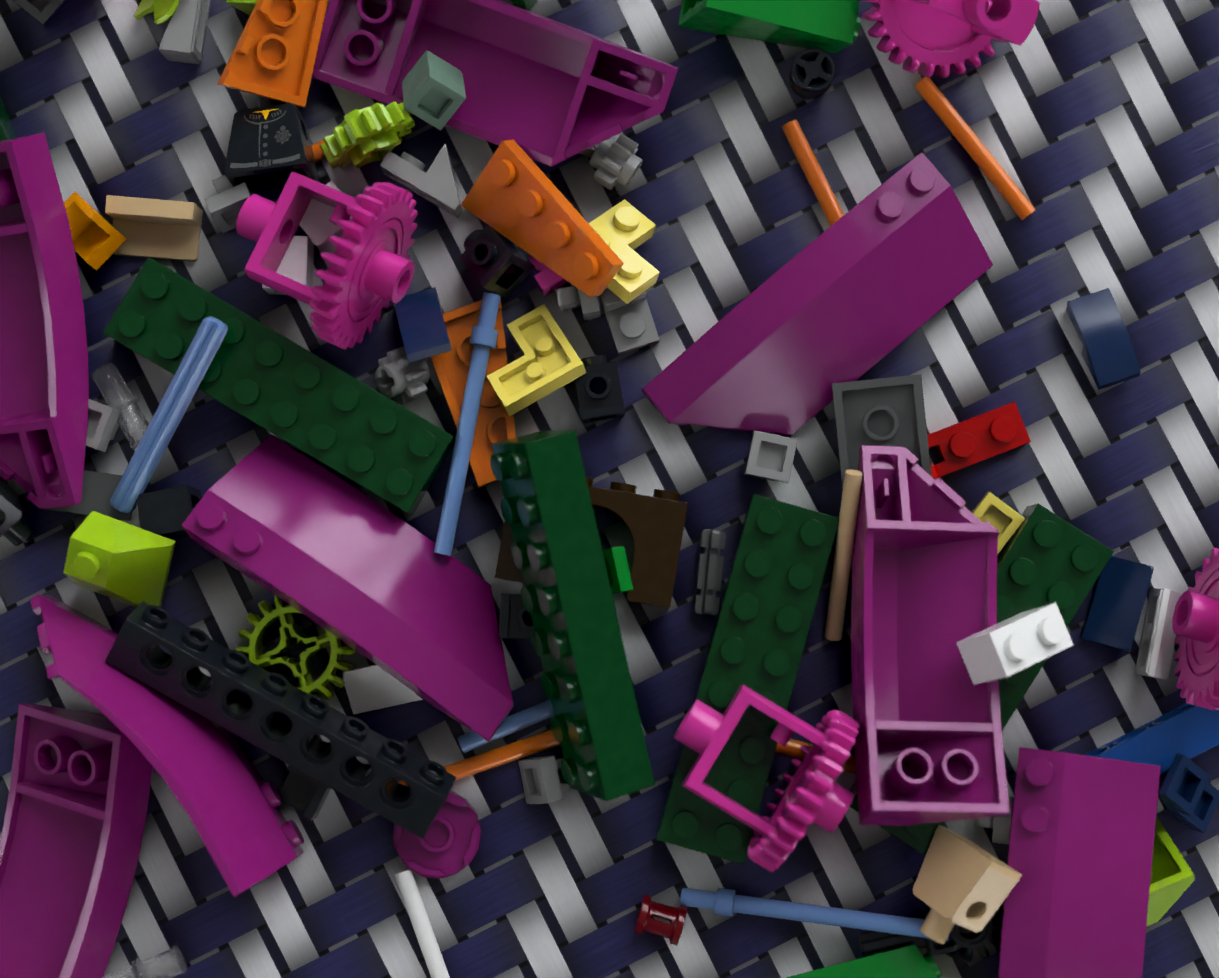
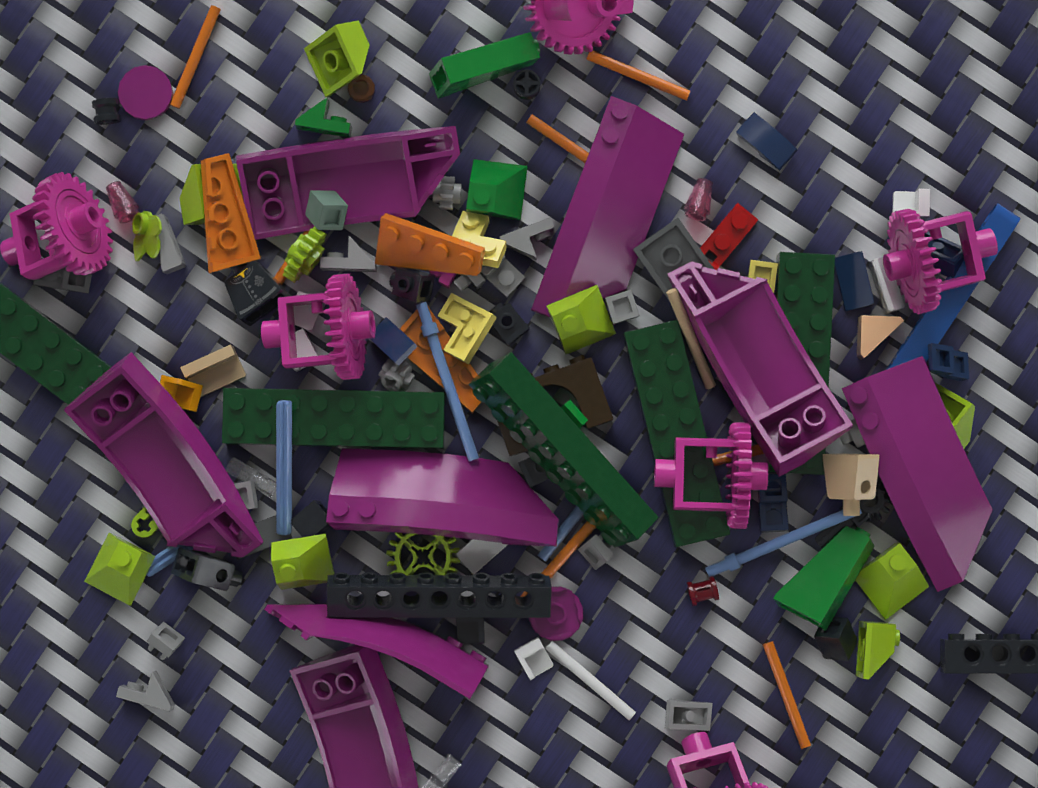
camera: 25 degrees left, 0 degrees up
(227, 202) = (249, 334): light grey tile -> none
(369, 879) = (534, 658): none -> white panel
(682, 282) = (520, 239): none -> light grey slope
(688, 196) = (496, 189): none -> green slope
(703, 442) = (581, 319): none -> lime slope
(709, 572) = (623, 388): dark grey axle -> none
(826, 856) = (773, 505): none -> dark blue slope
(962, 369) = (699, 201): none -> clear pink cone
(1014, 644) = (807, 334): white brick -> none
(1105, 690) = (873, 331): none -> light nougat slope

